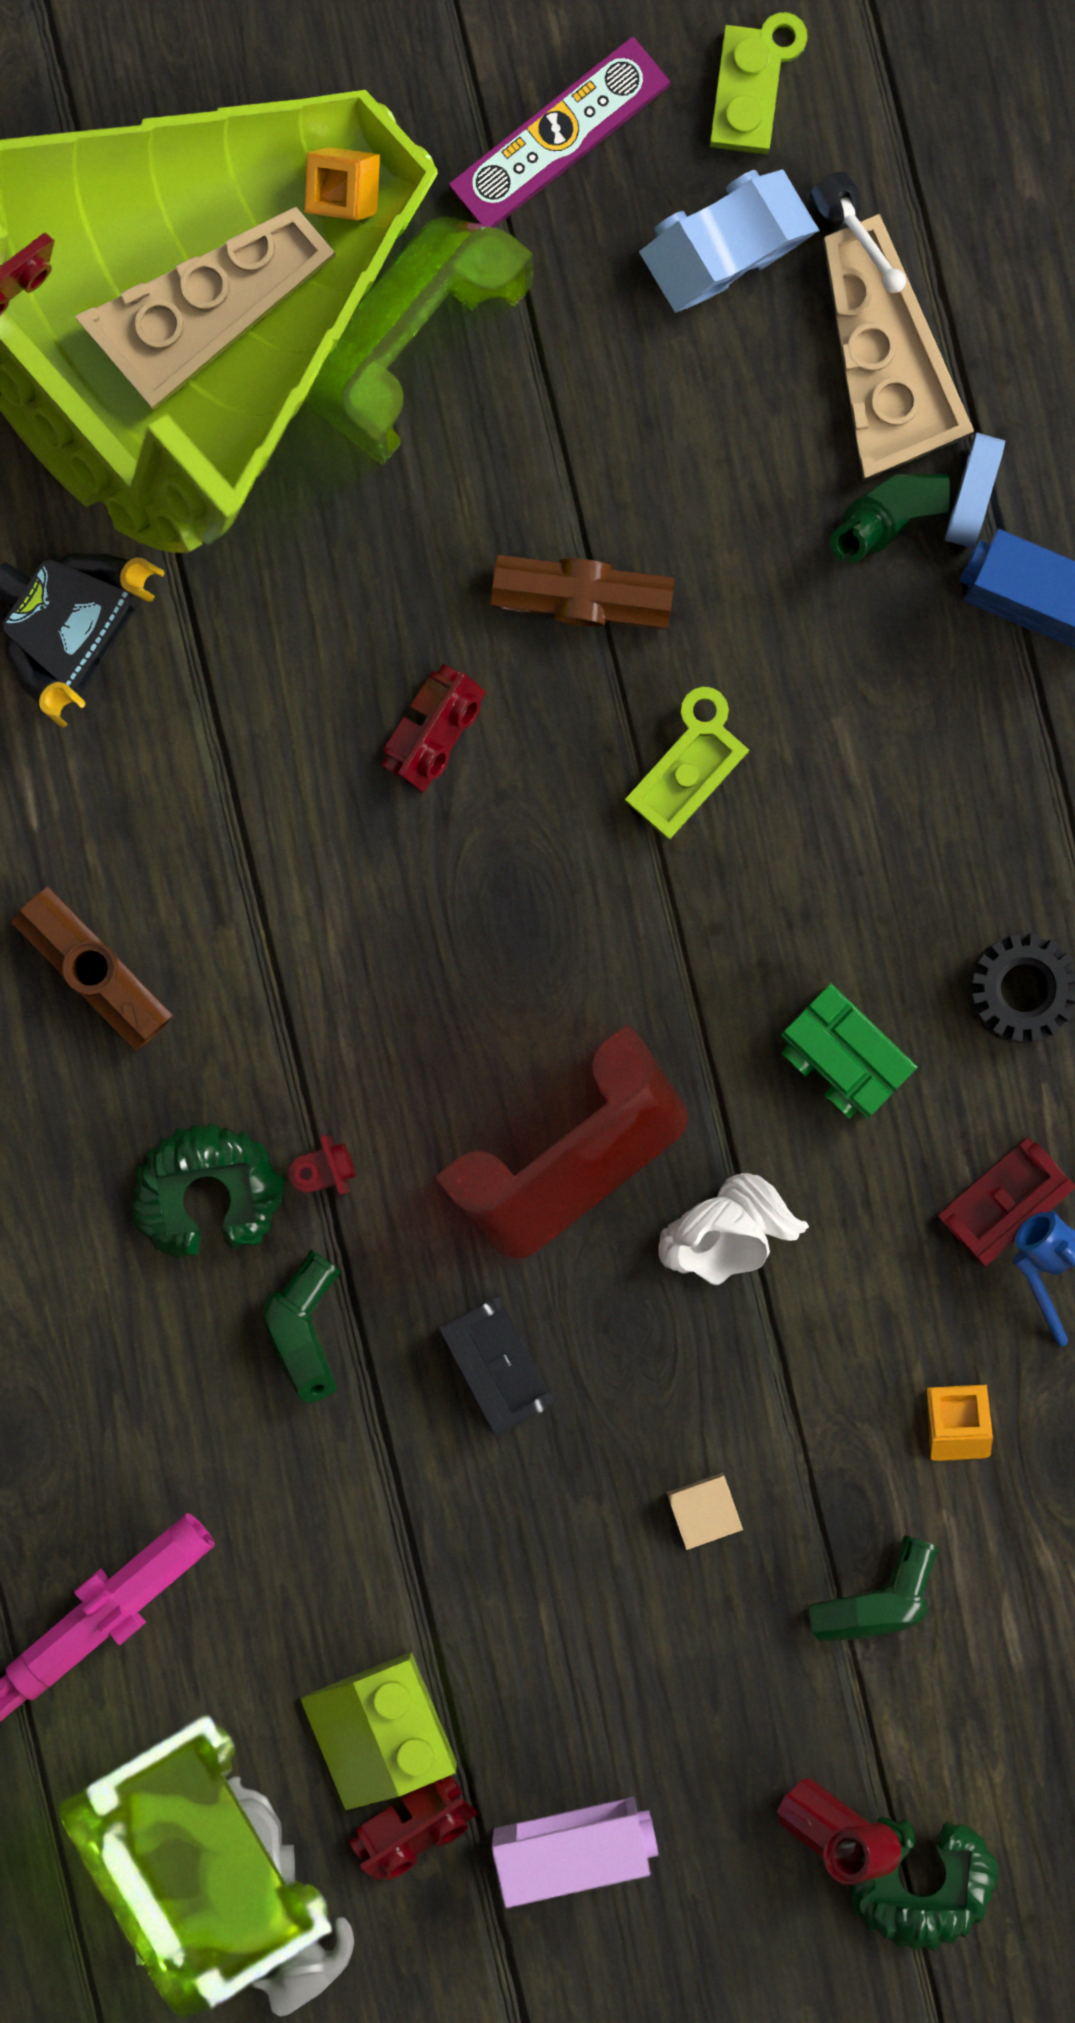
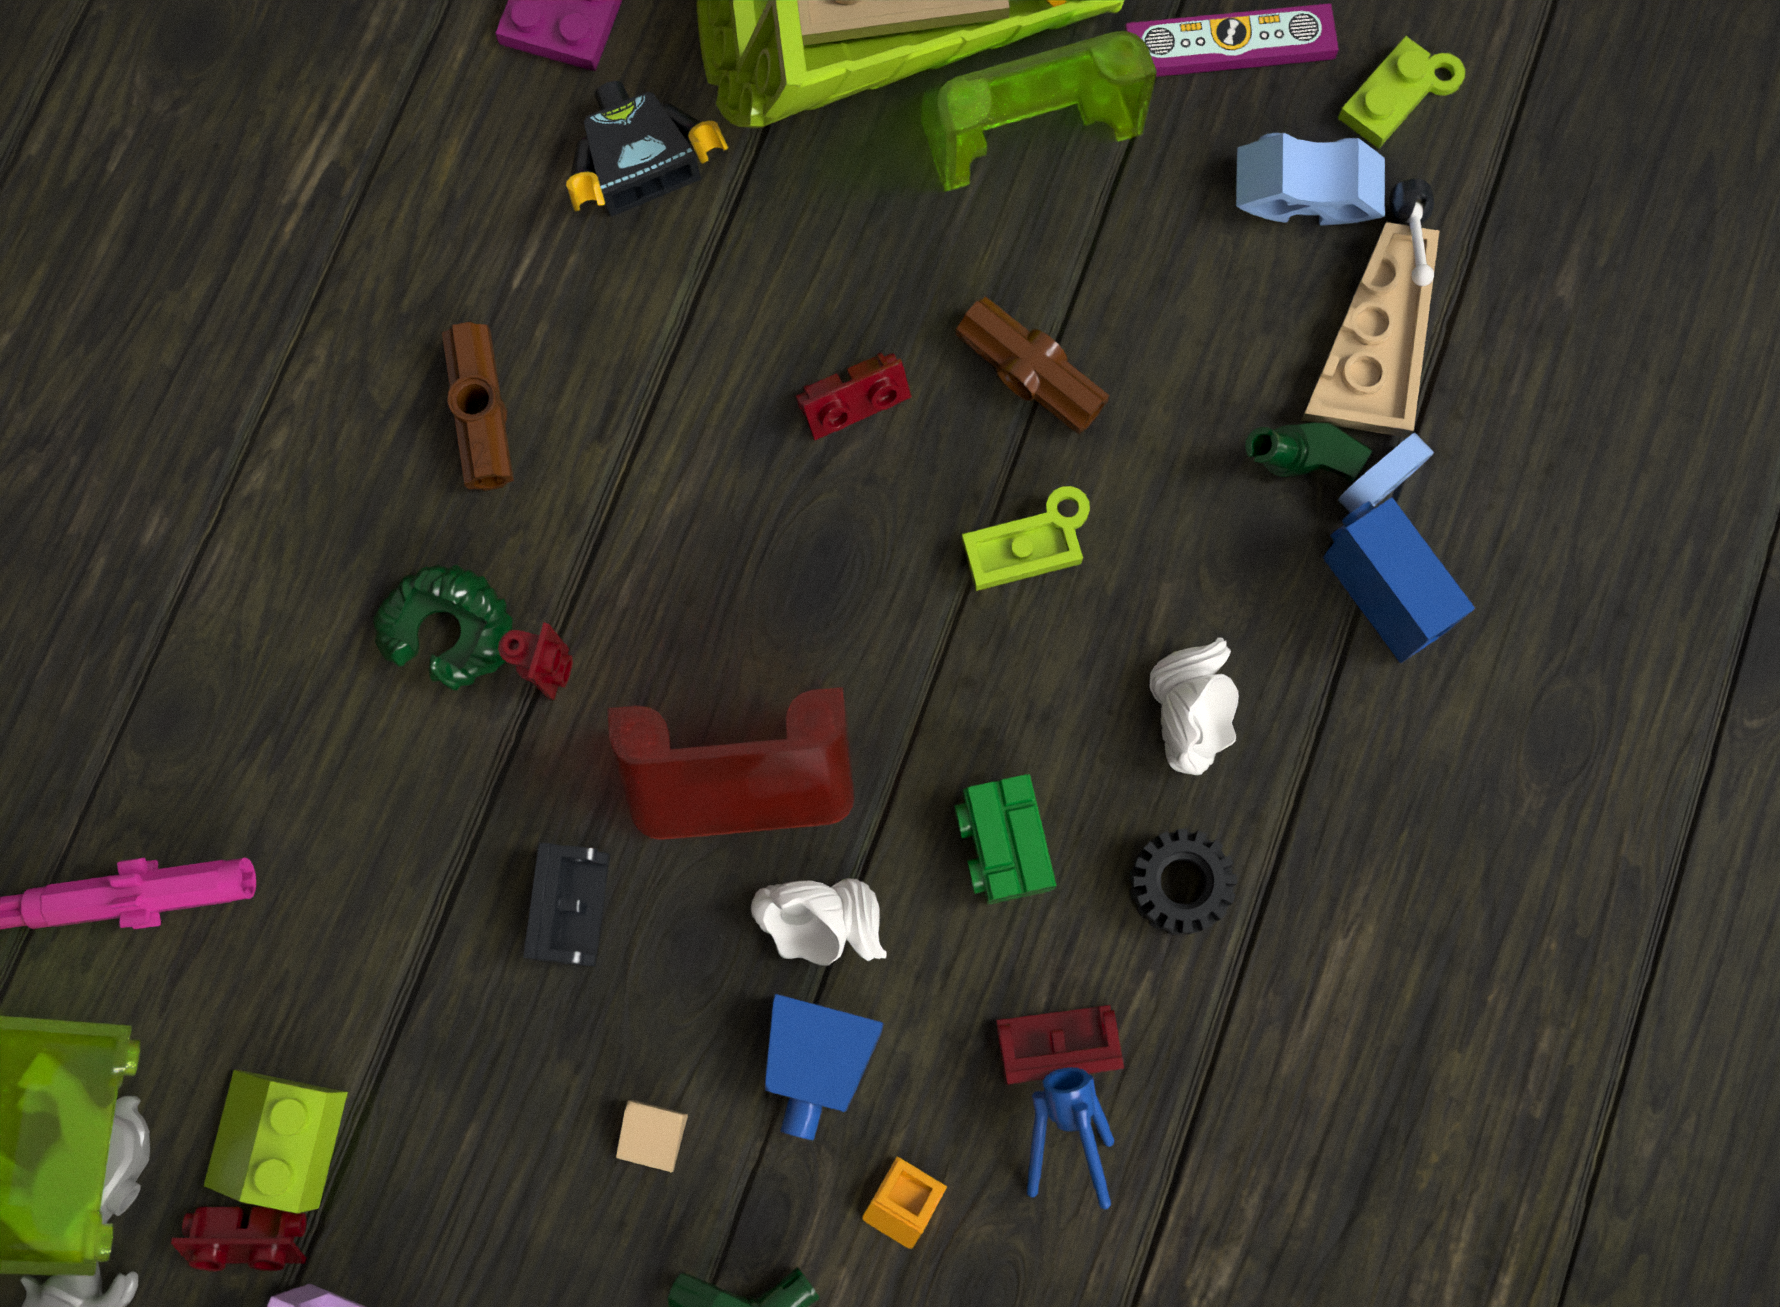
camera: 35 degrees right, 10 degrees down
(292, 1332) = (432, 773): dark green arm -> none
(806, 1353) = (816, 1060): none -> blue torso
(935, 821) = (1195, 705): none -> white hair

